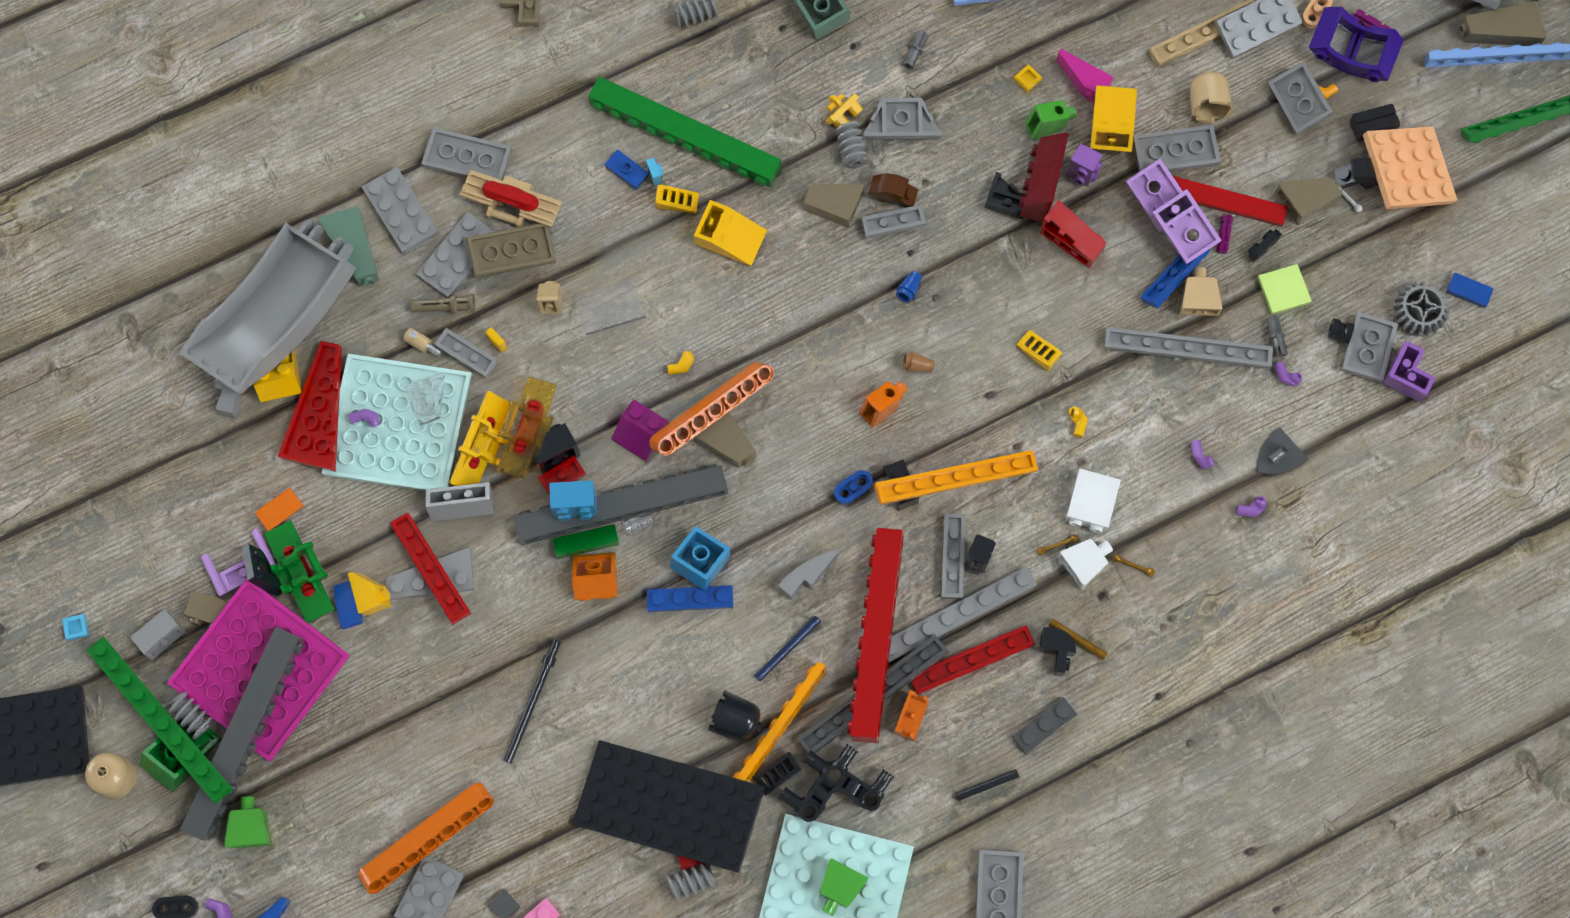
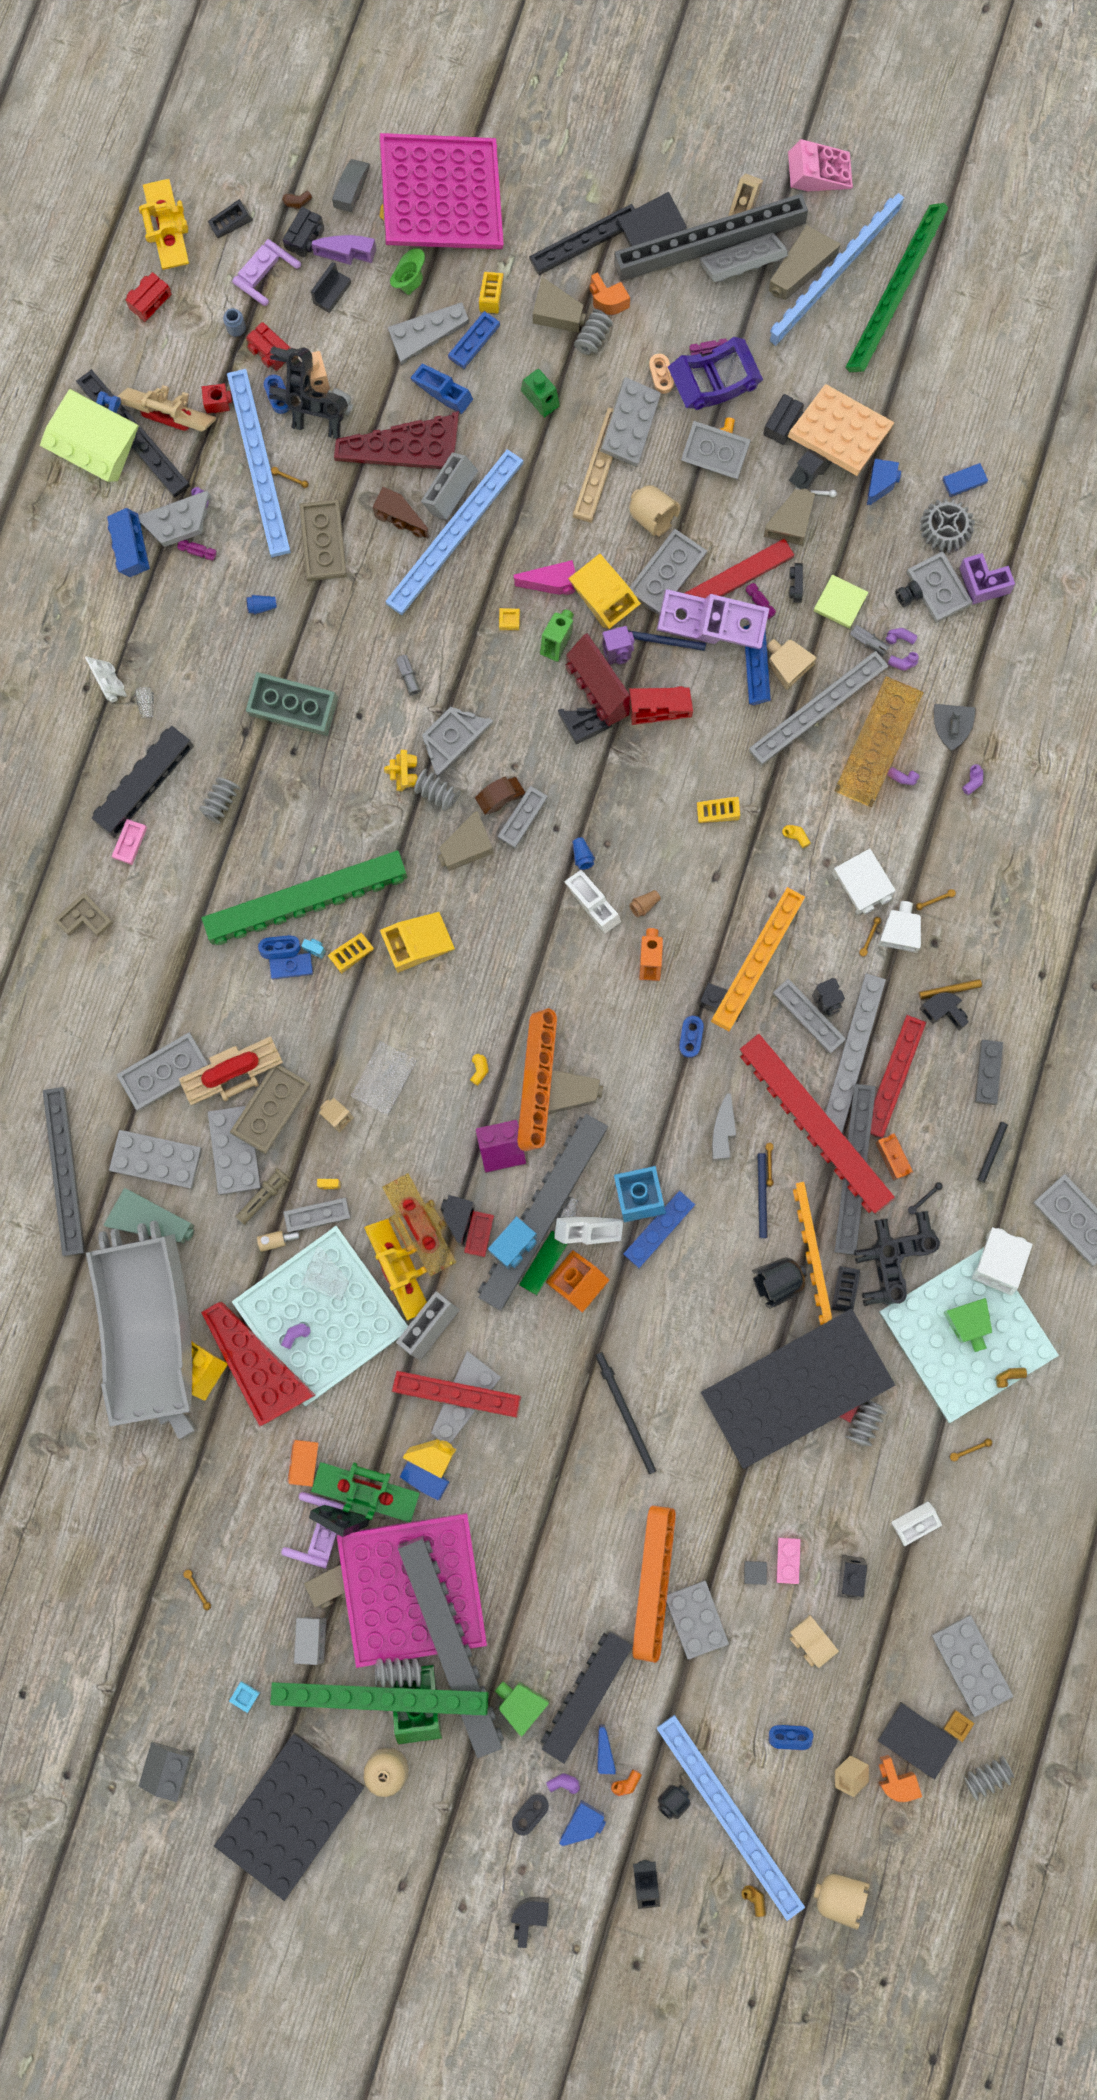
camera: 40 degrees left, 5 degrees up
(128, 508) = (188, 1575): none -> pearl gold hinge
(298, 867) = (586, 1697): none -> black brick
(331, 158) = (63, 1171): none -> dark grey plate
(631, 148) = (279, 947): none -> blue plate
(638, 547) = (588, 1230): none -> white slope
(828, 620) = (769, 1147): none -> pearl gold hinge
(882, 326) = (593, 901): none -> white slope
(910, 866) = (1002, 1261): none -> white panel
(921, 769) = (912, 1209): none -> black hinge
(1126, 197) = (668, 640): none -> dark blue bar
(1208, 412) = (878, 741): none -> clear yellow brick
(1305, 352) = (900, 633): none -> medium lavender arm
(1405, 232) = (883, 479): none -> blue slope

